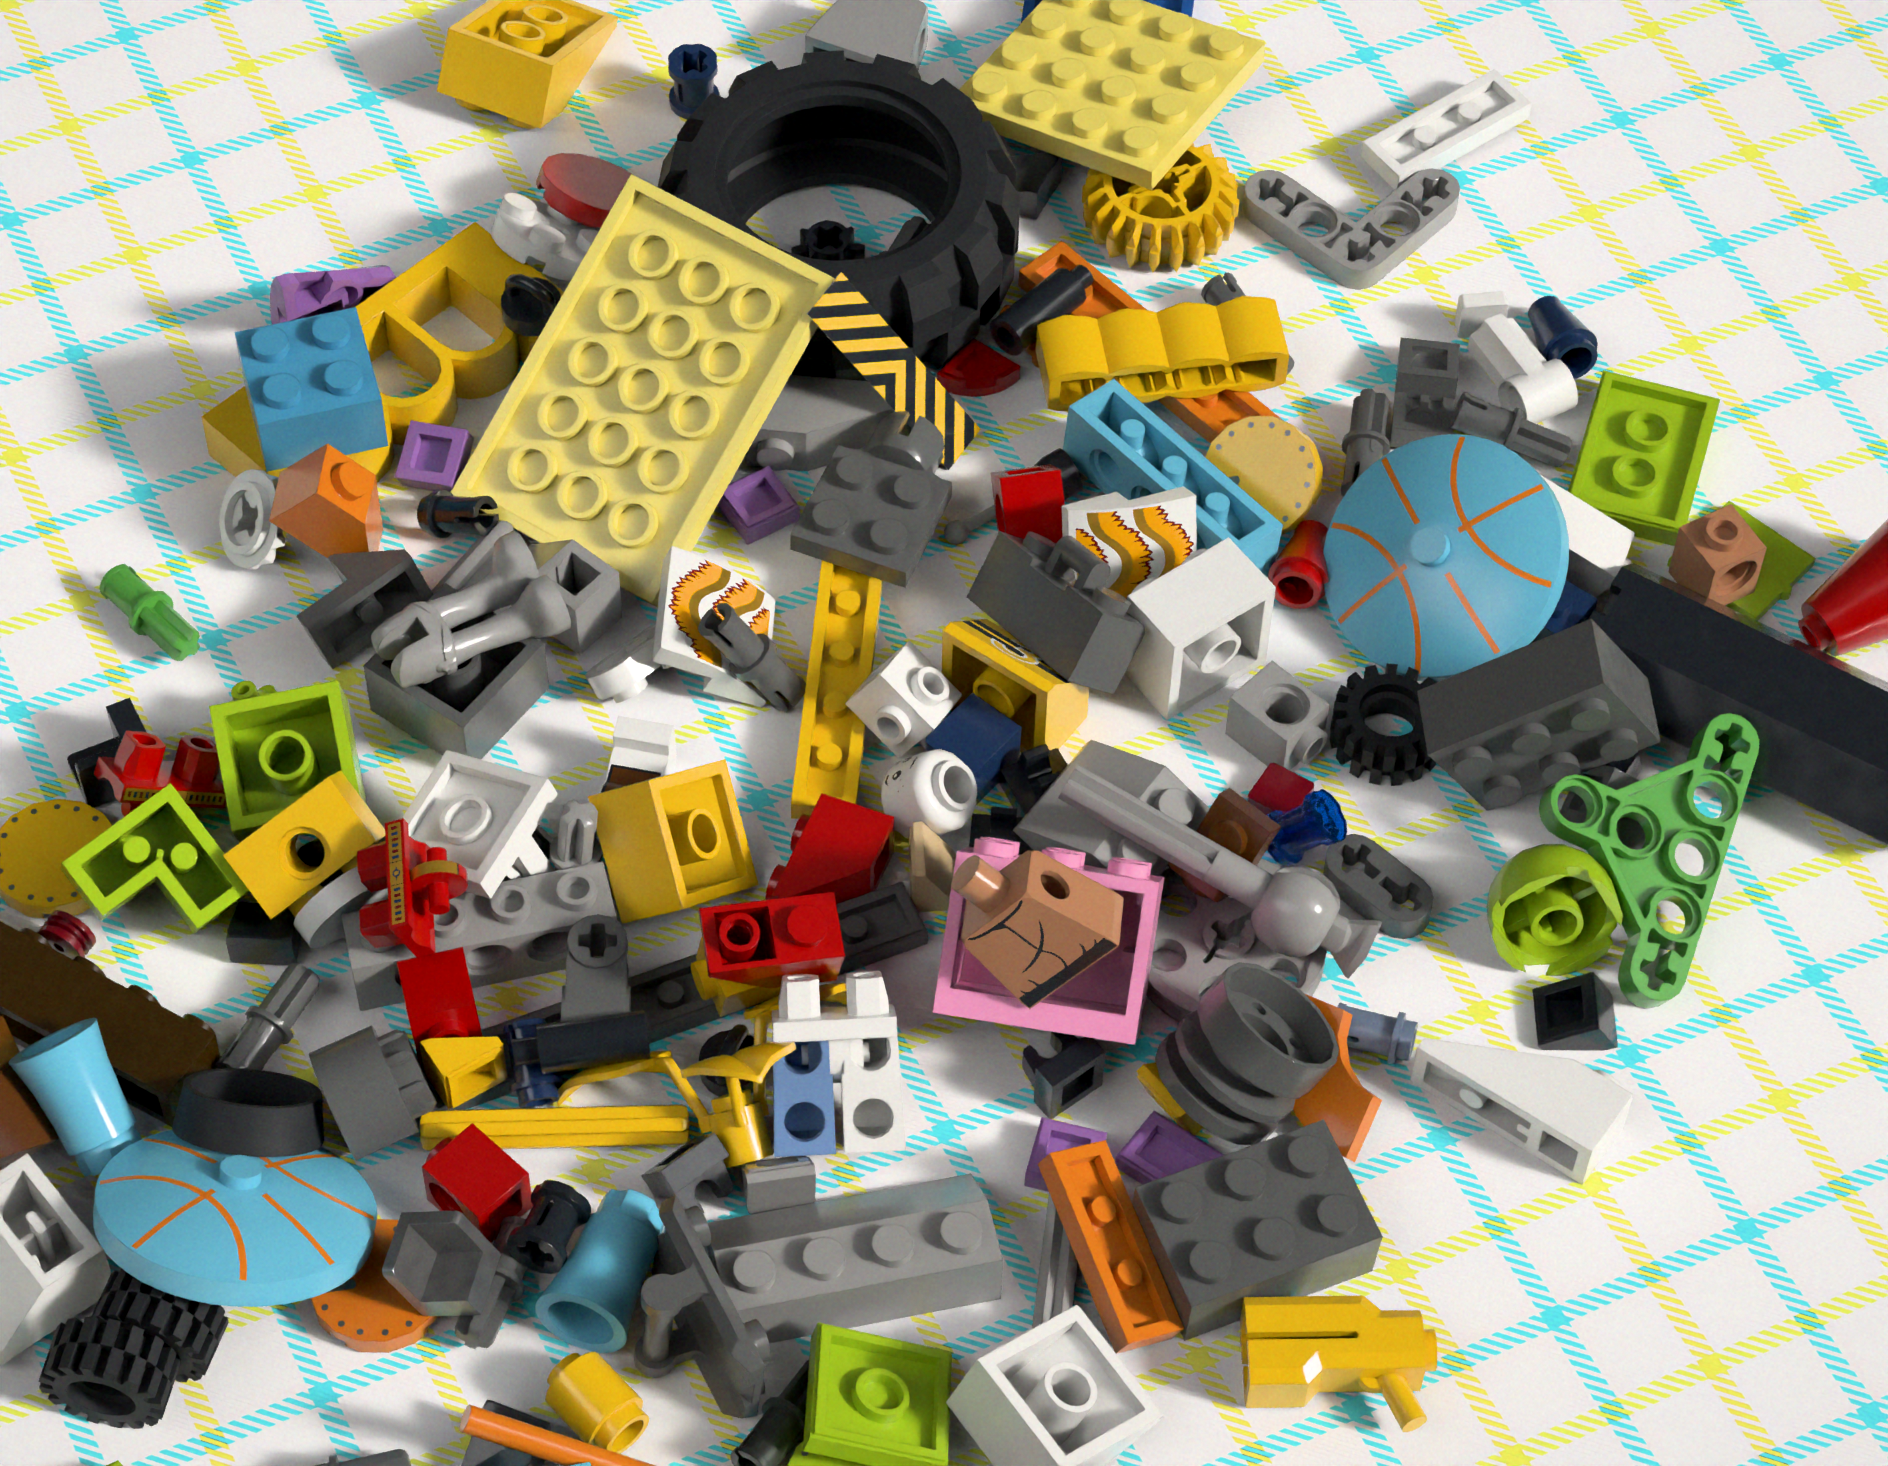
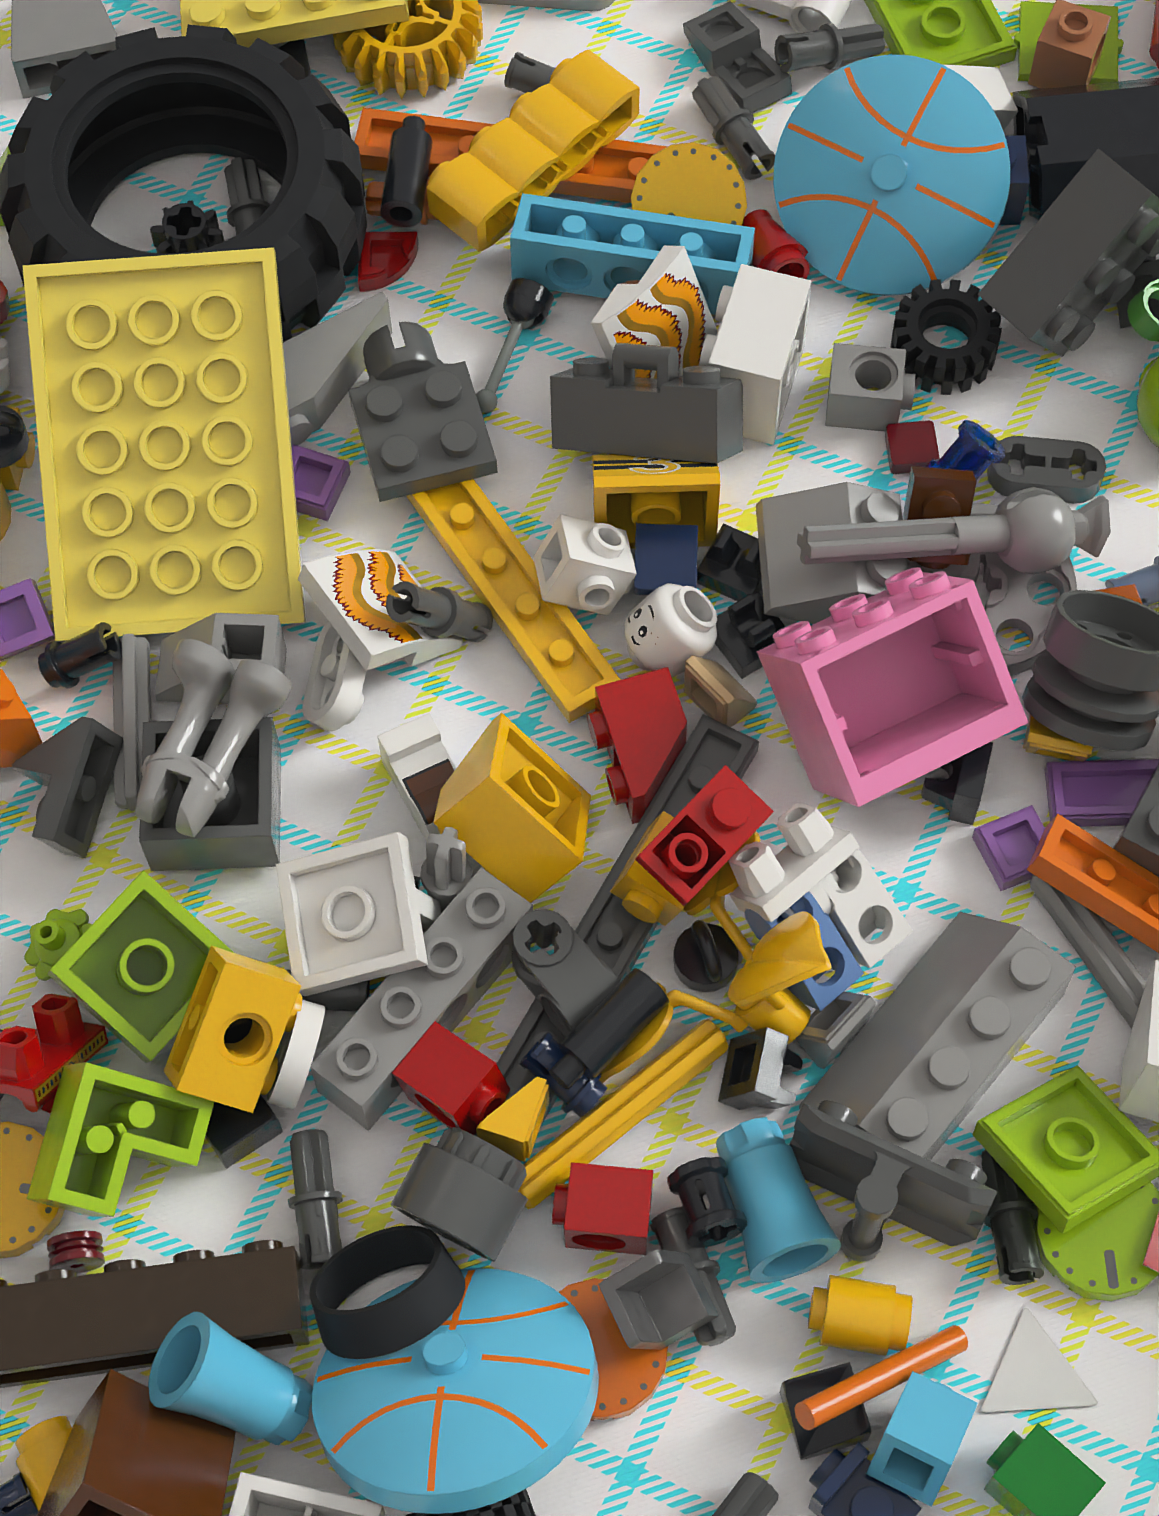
camera: 35 degrees left, 10 degrees up
(418, 887) = (342, 989): red hips -> none
(891, 365) = (345, 292): sticker -> none
(1029, 501) = (537, 340): red brick -> none
(1036, 922) = (914, 677): nougat torso -> none

